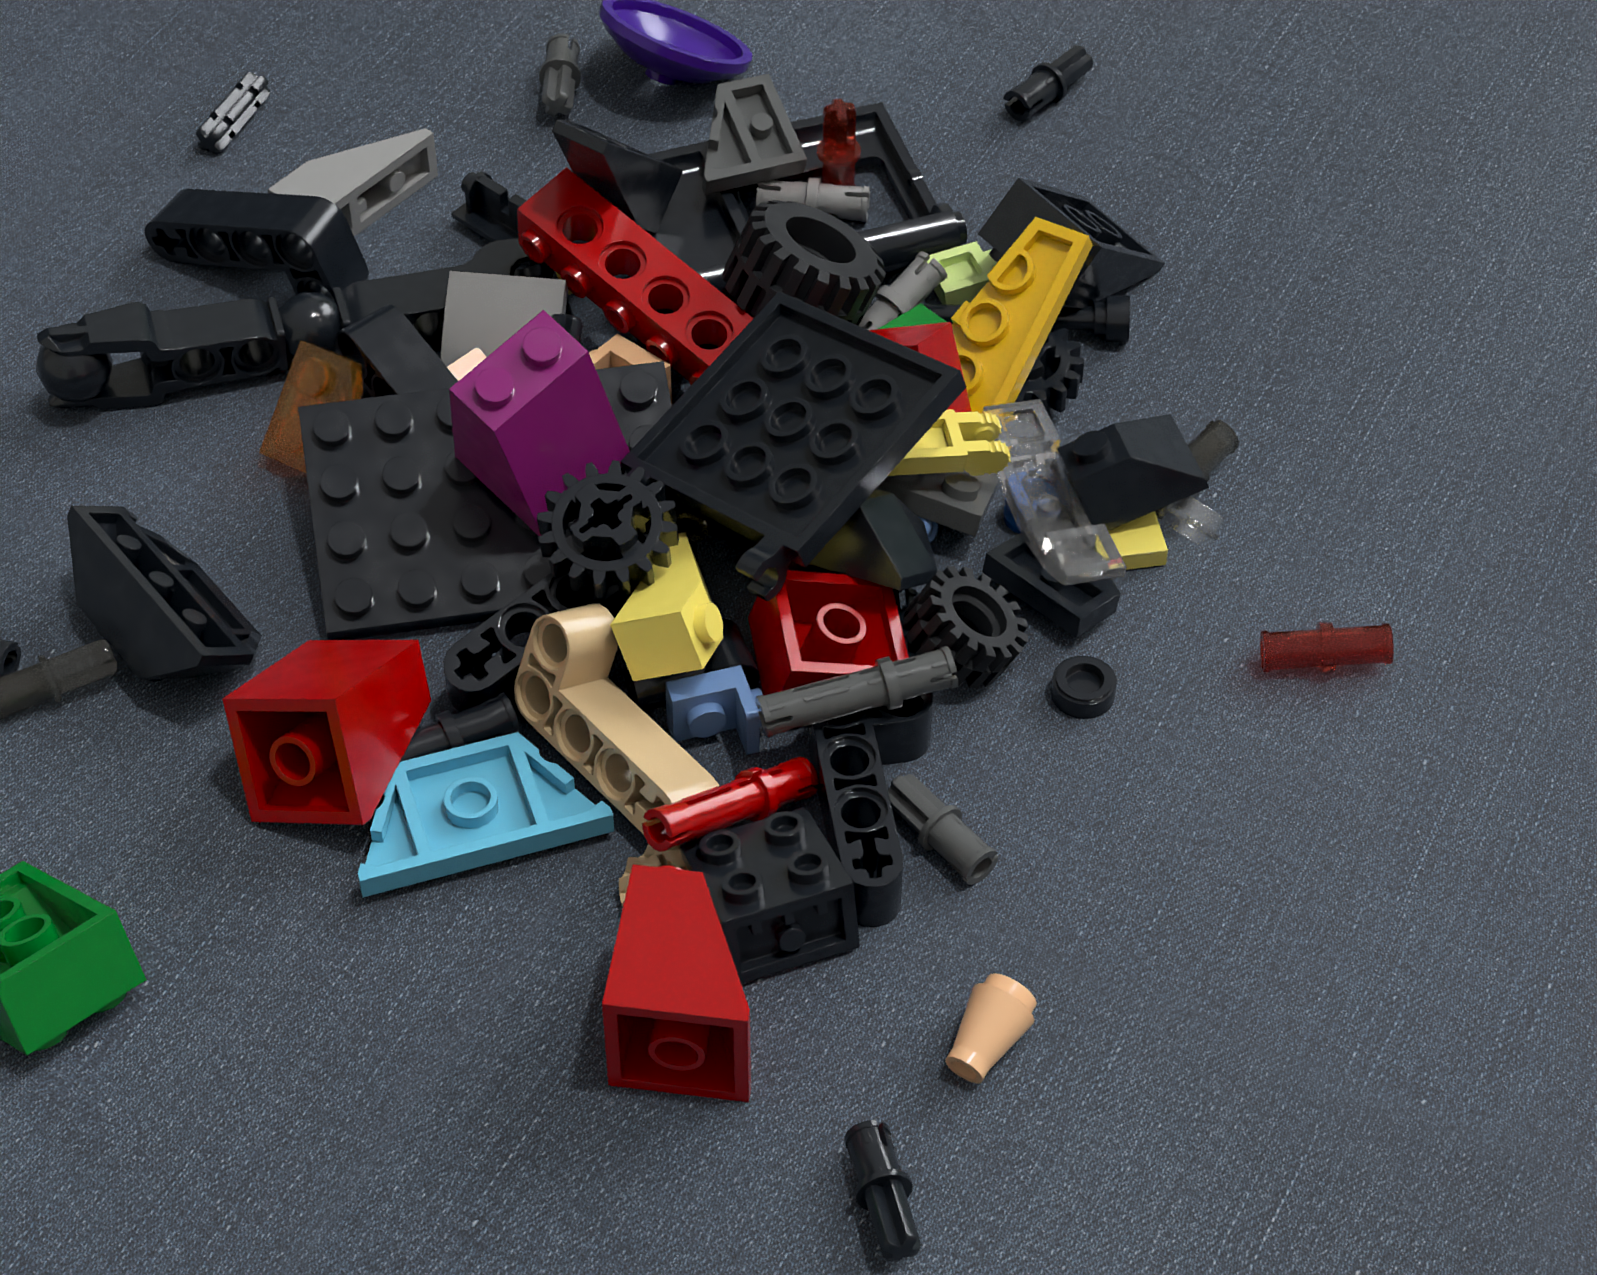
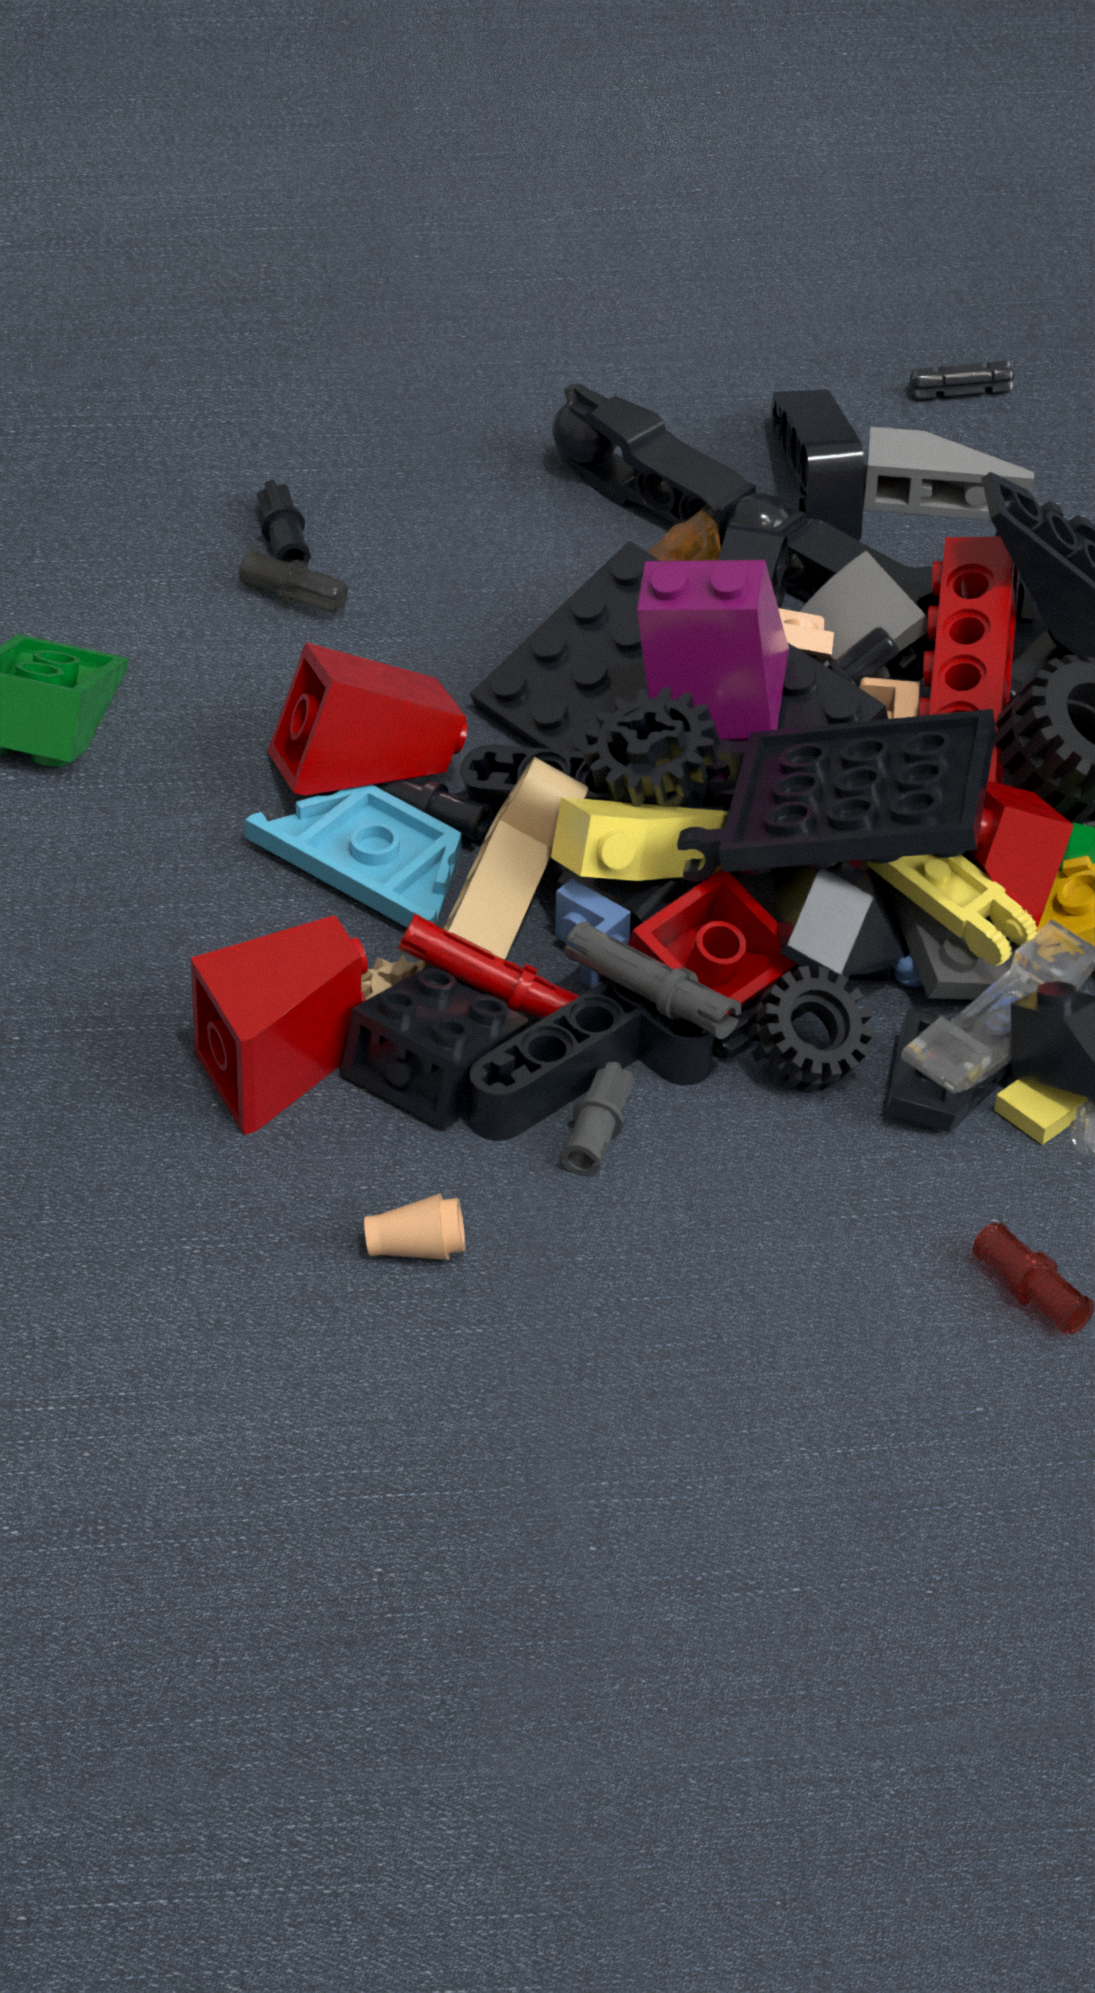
camera: 55 degrees right, 5 degrees down
(153, 599) = (412, 587): black wedge -> none
(883, 1189) = (209, 1235): black axle -> none
(1083, 687) = (841, 1146): black tile -> none

